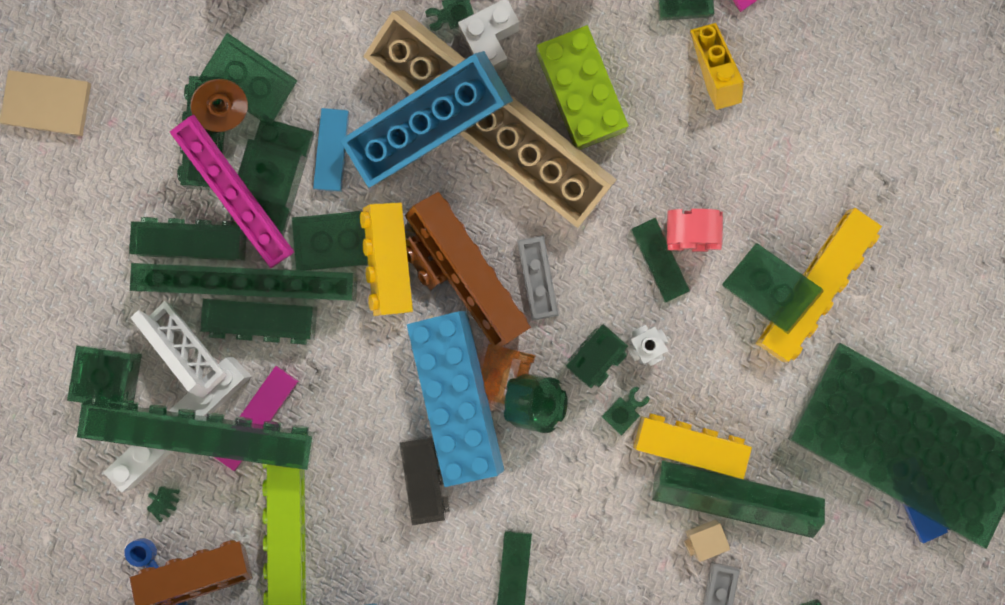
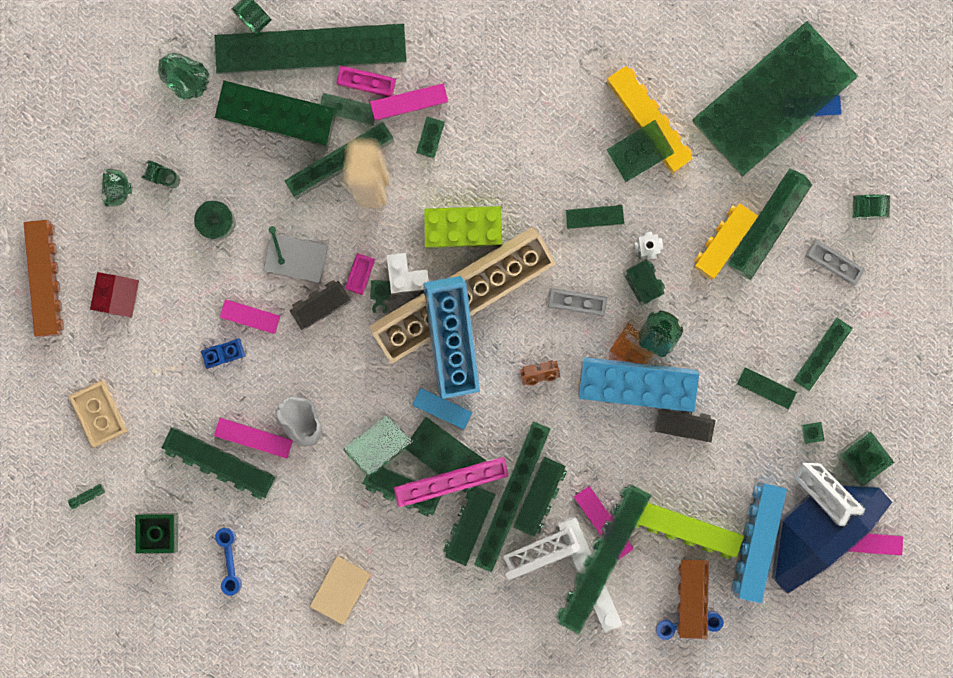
camera: 75 degrees left, 0 degrees up
(103, 374) = (540, 611): clear green piece -> none
(162, 502) = (636, 604): clear green piece -> none
(219, 116) = (392, 469): dark orange dish -> none
(328, 241) = (504, 428): clear green tile -> none
(386, 259) = (530, 397): yellow brick -> none
(467, 270) = (557, 346): dark orange brick -> none
(622, 413) = (687, 278): clear green plate -> none
(695, 230) = (584, 188): coral brick -> none
(706, 541) = (789, 254): tan brick -> none
(717, 66) = (479, 132): yellow slope -> none

